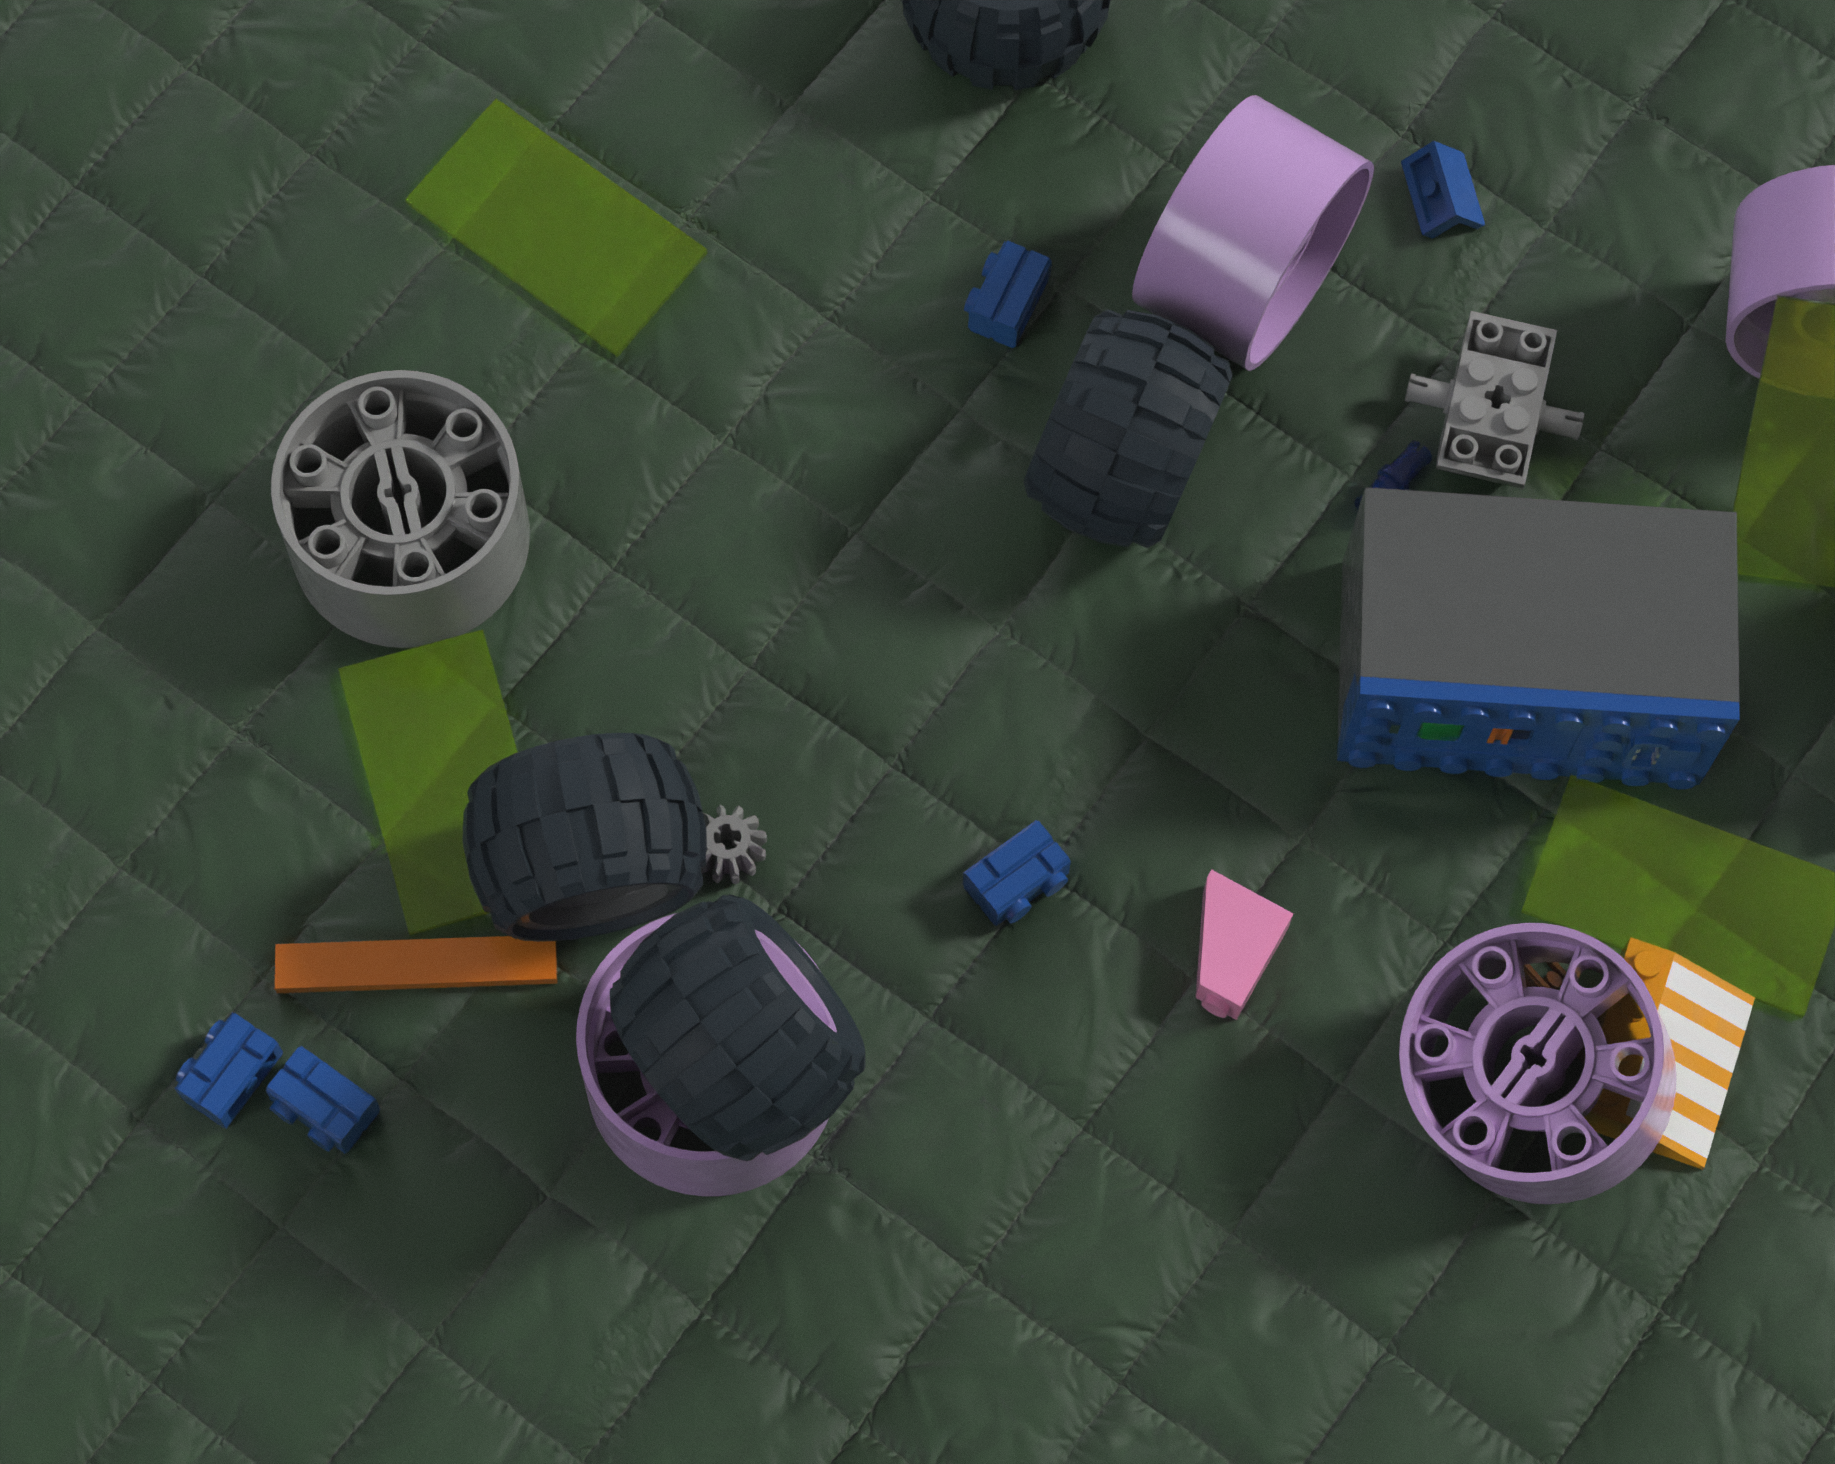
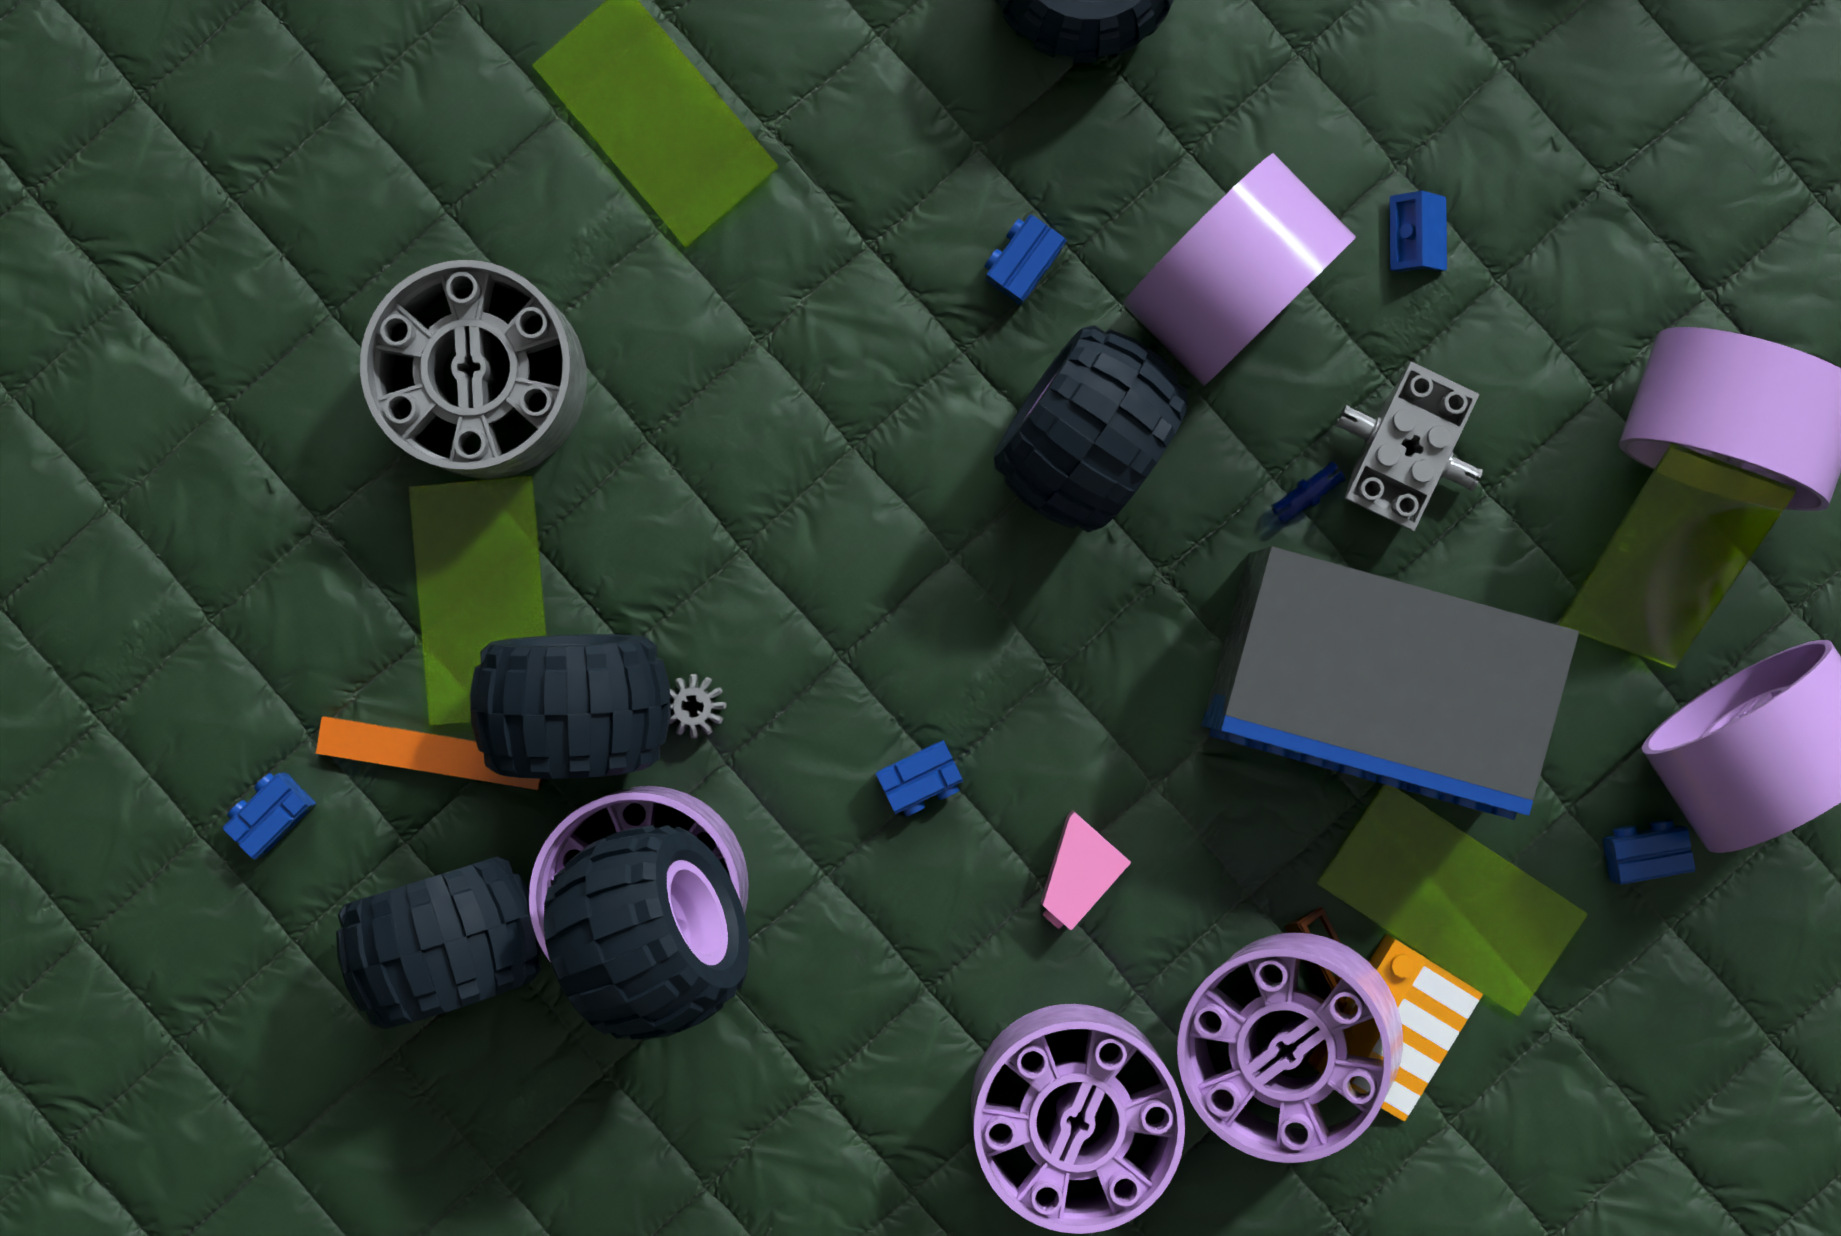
camera: 10 degrees right, 20 degrees up
(322, 1101) = (337, 855): blue brick -> none
(474, 1141) = (438, 943): none -> black wheel
(1319, 1109) = (1061, 1154): none -> lavender wheel

